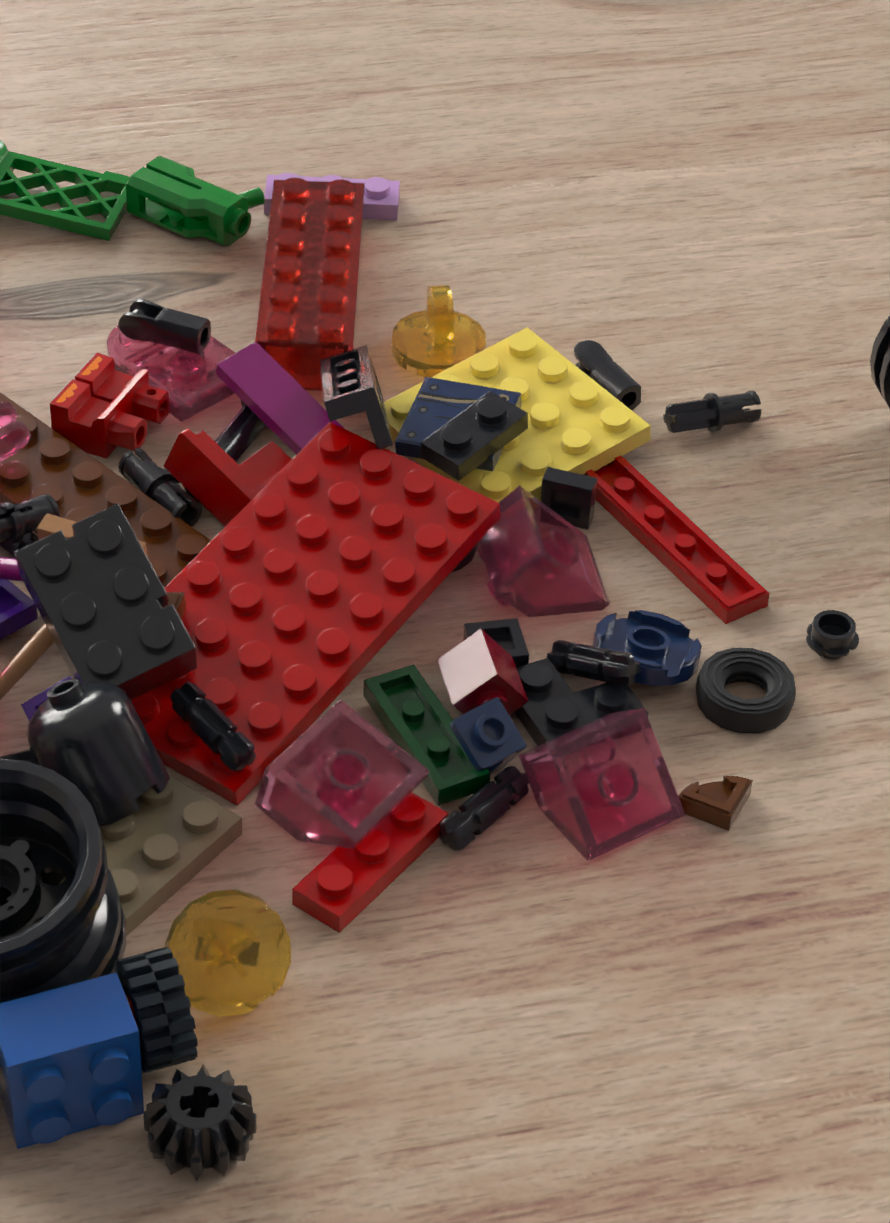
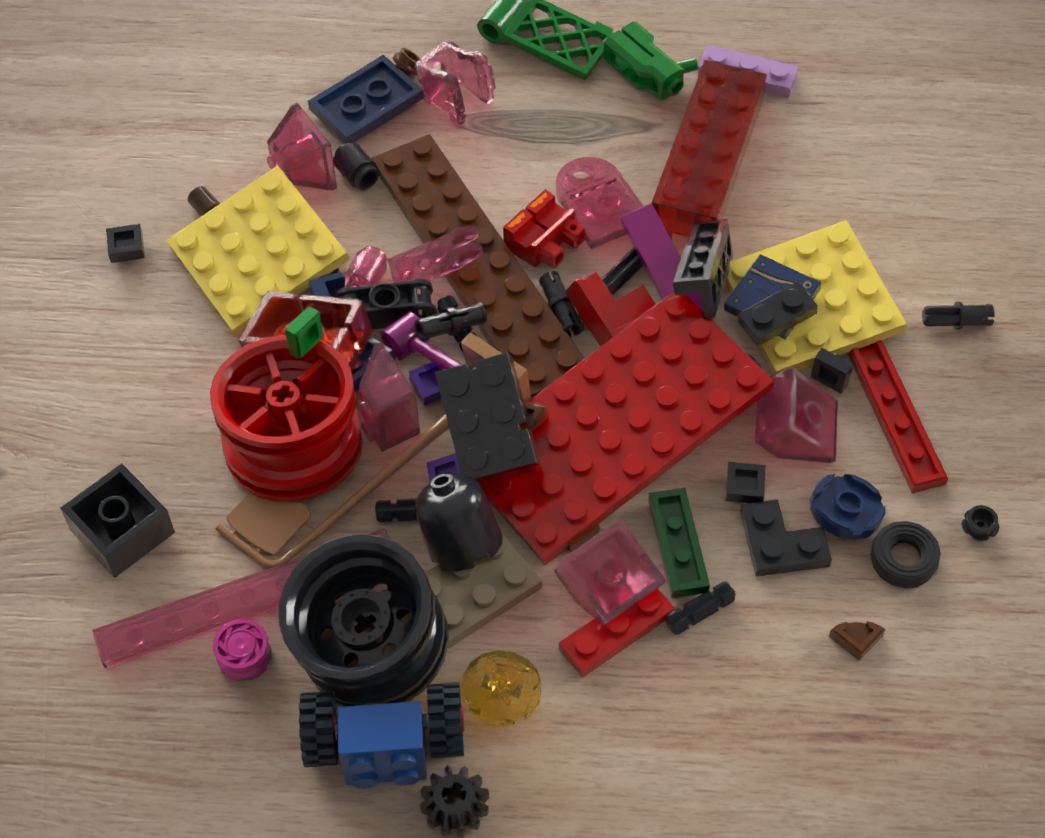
camera: 20 degrees right, 15 degrees up
(166, 326) = (591, 170): black bar -> none
(213, 726) = (538, 513): black axle -> none
(436, 336) = (784, 213): clear yellow tile -> none
(480, 672) = (726, 512): brick -> none
(488, 736) = (712, 562): dark blue bracket -> none
(594, 662) = (805, 513): black axle -> none
(604, 782) = (783, 609): clear pink slope -> none
(607, 373) = (892, 269): black bar -> none

